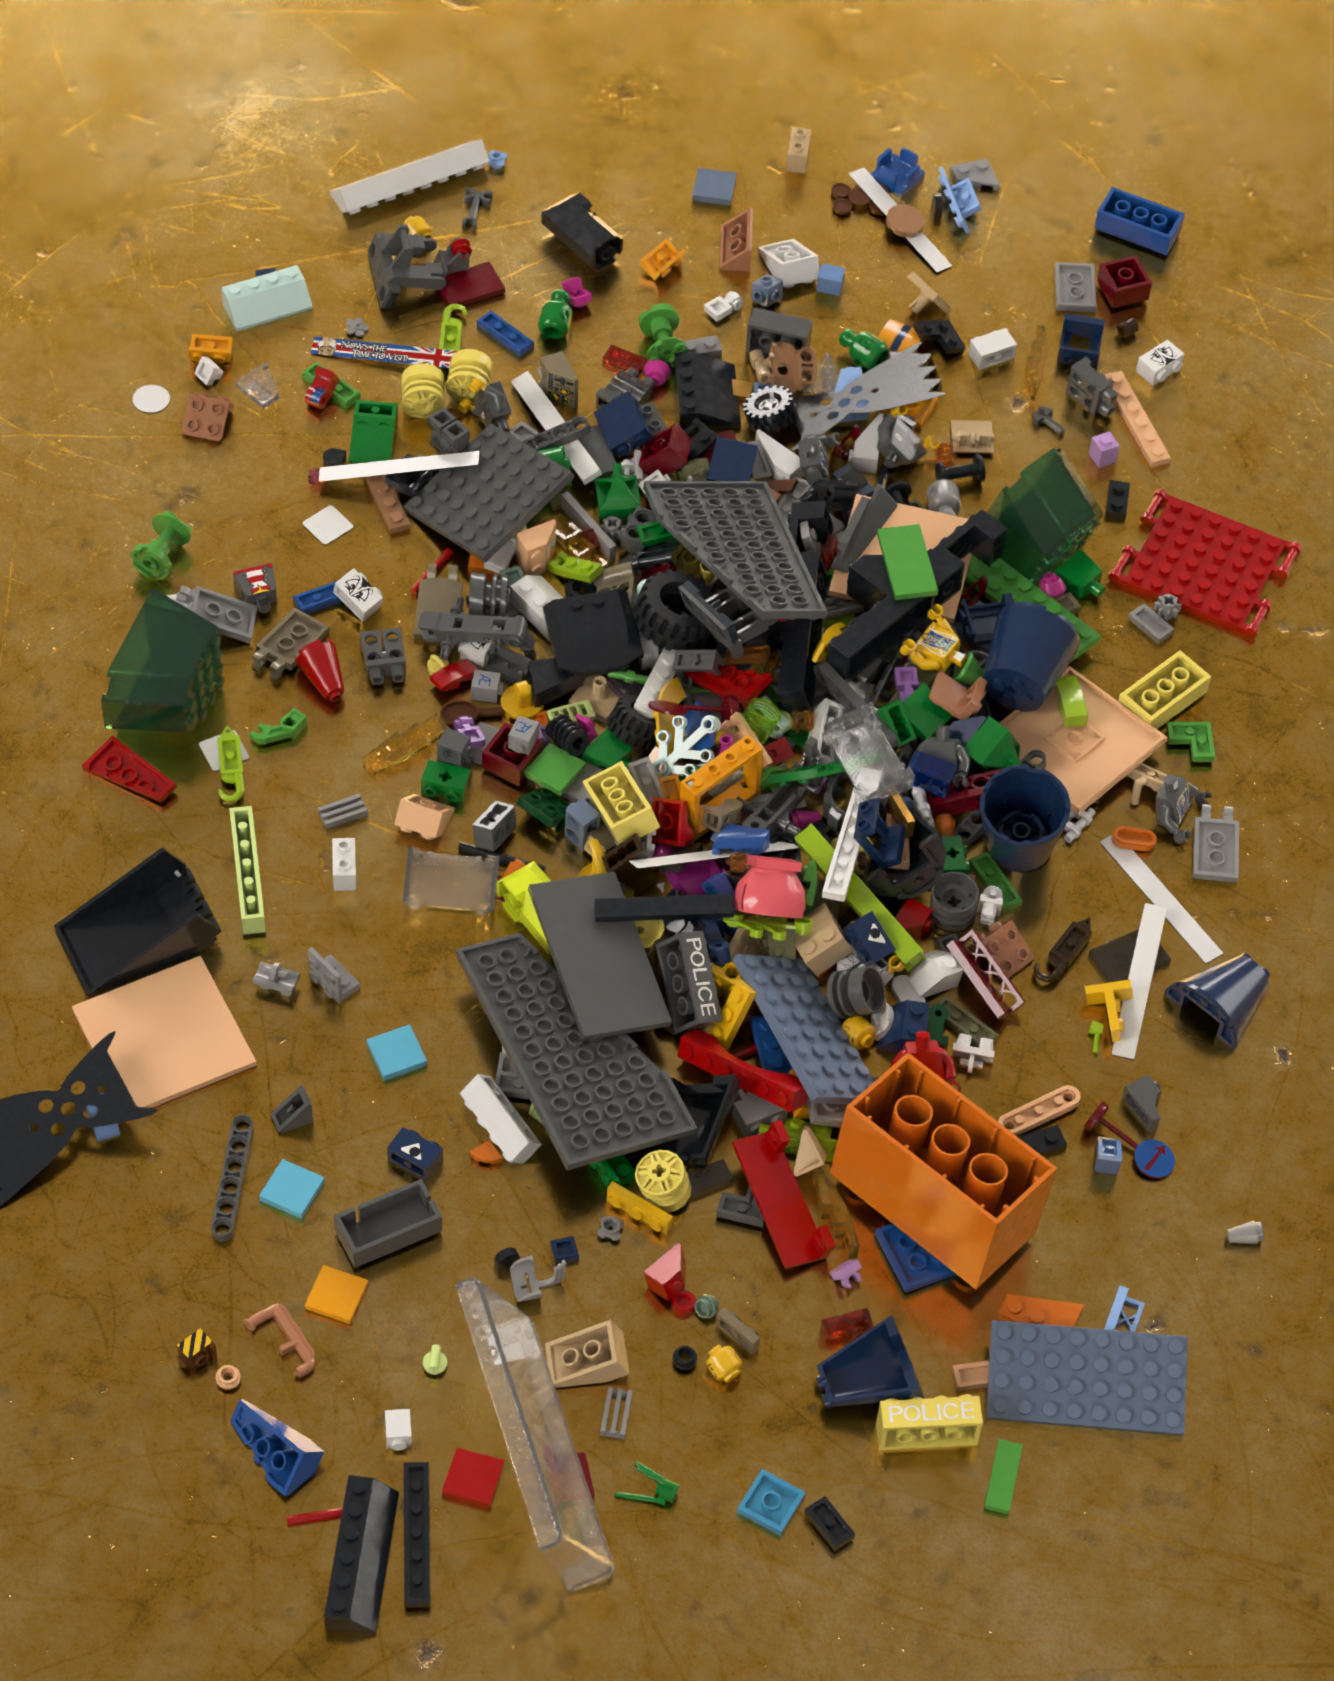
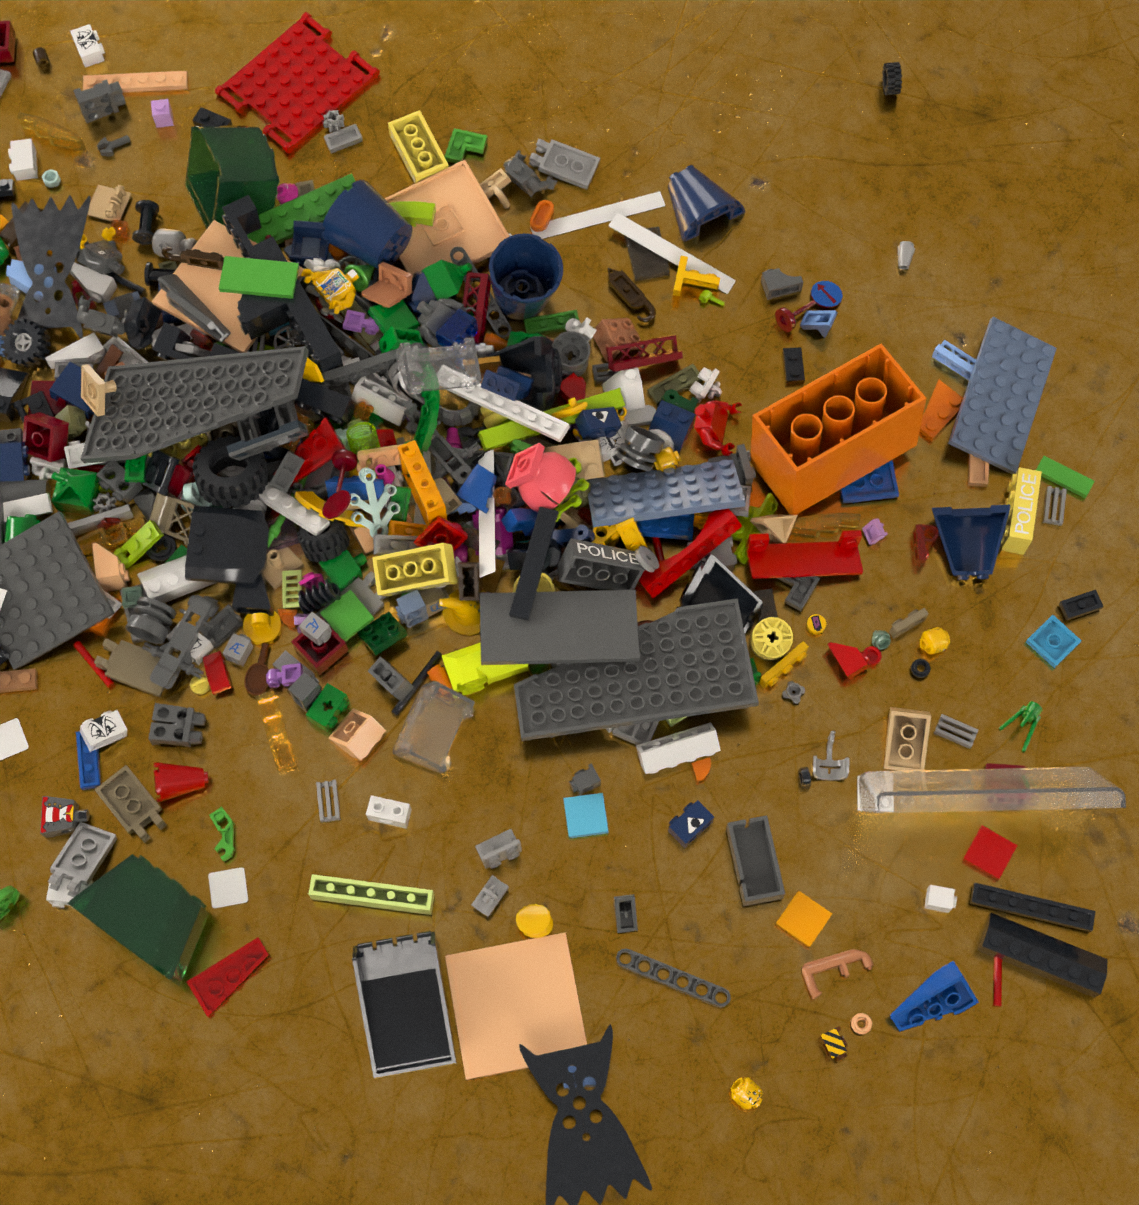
camera: 70 degrees left, 15 degrees up
(118, 1273) = (746, 1093): none -> yellow head
(231, 763) = (248, 884): lime plate -> none
(260, 1028) = (534, 921): none -> yellow piece
(291, 1189) = (695, 931): medium azure tile -> none
(435, 1361) = (884, 856): yellowish green plate -> none
(436, 1040) = (585, 780): none -> dark grey brick
(564, 1249) = (804, 732): dark blue tile -> none
(704, 1235) = (816, 624): none -> yellow tile
(706, 1024) = (646, 558): none -> light grey piece
(726, 469) = (94, 389): none -> tan tile
(870, 904) = (573, 409): none -> yellow piece
(922, 514) = (196, 258): none -> dark brown plate
(960, 625) = (319, 264): none -> white plate
(964, 1464) = (1056, 492): none -> light grey tile
(980, 379) = (51, 178): none -> light aqua tile
(1041, 1110) = (768, 357): light nougat plate -> none
(1081, 576) = (288, 169): green torso -> none
(1083, 327) = (30, 83): dark blue panel -> none

